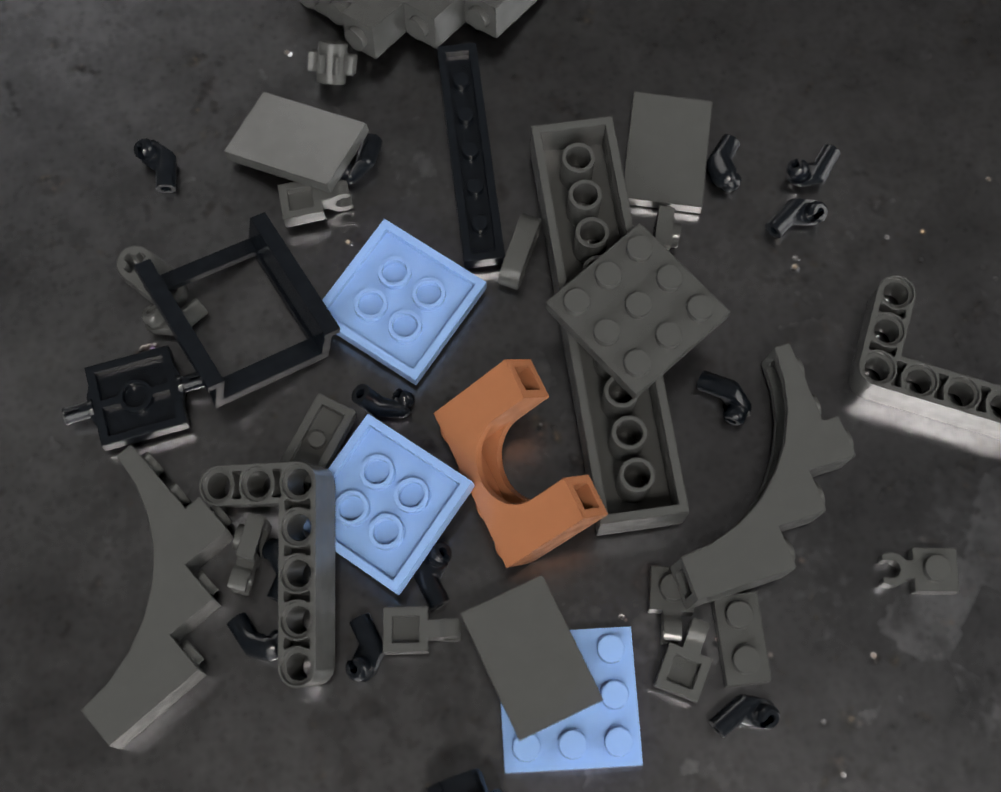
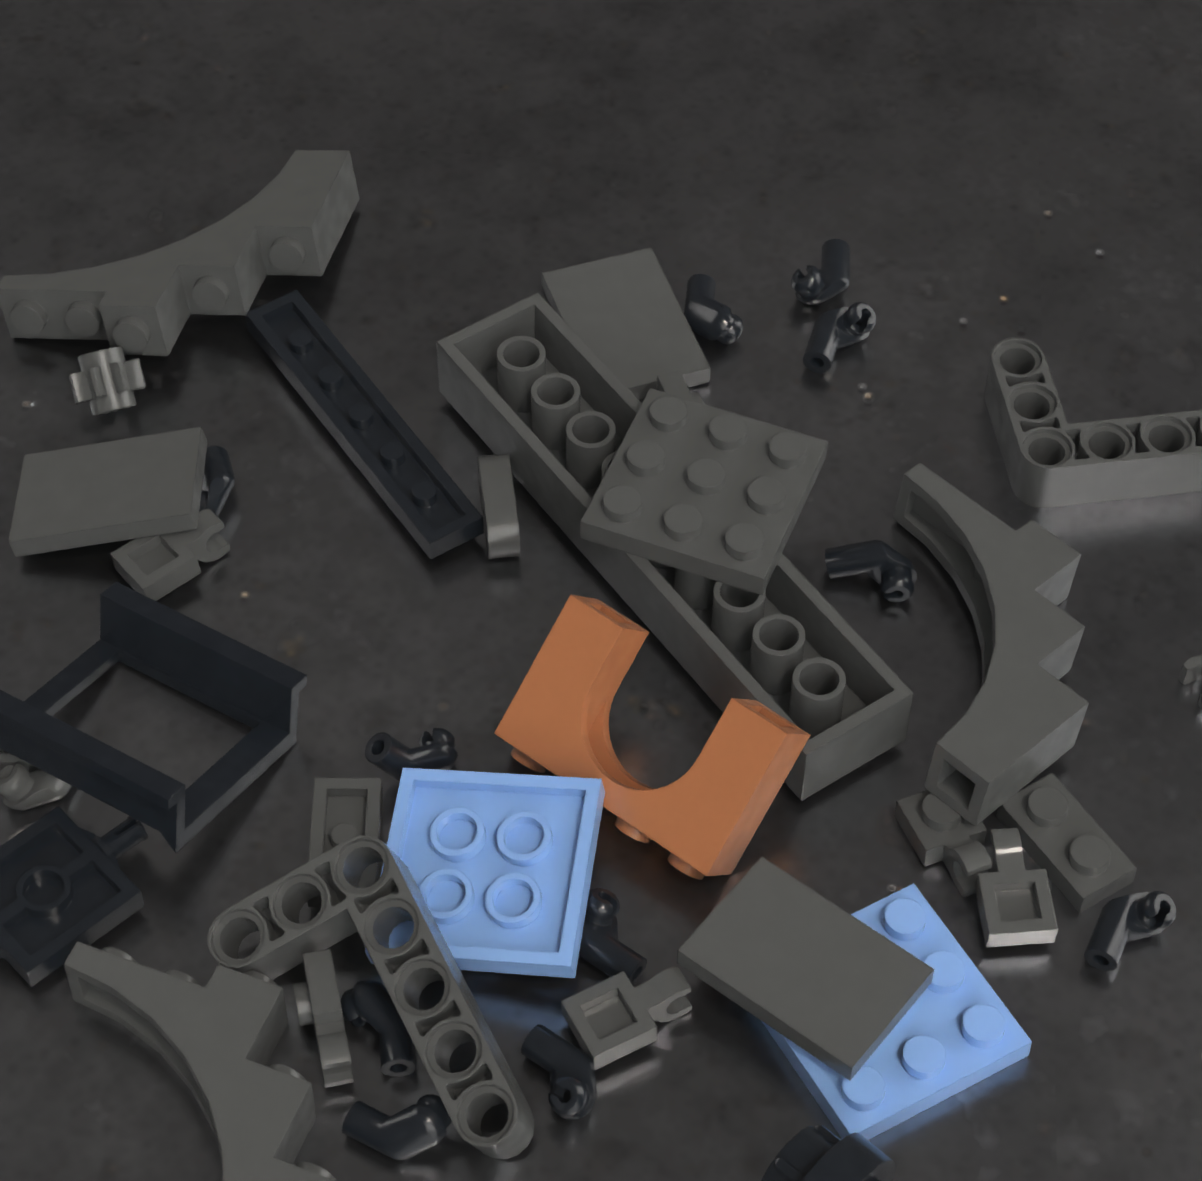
camera: 25 degrees left, 20 degrees down
(402, 301) = (370, 625): light blue plate -> none

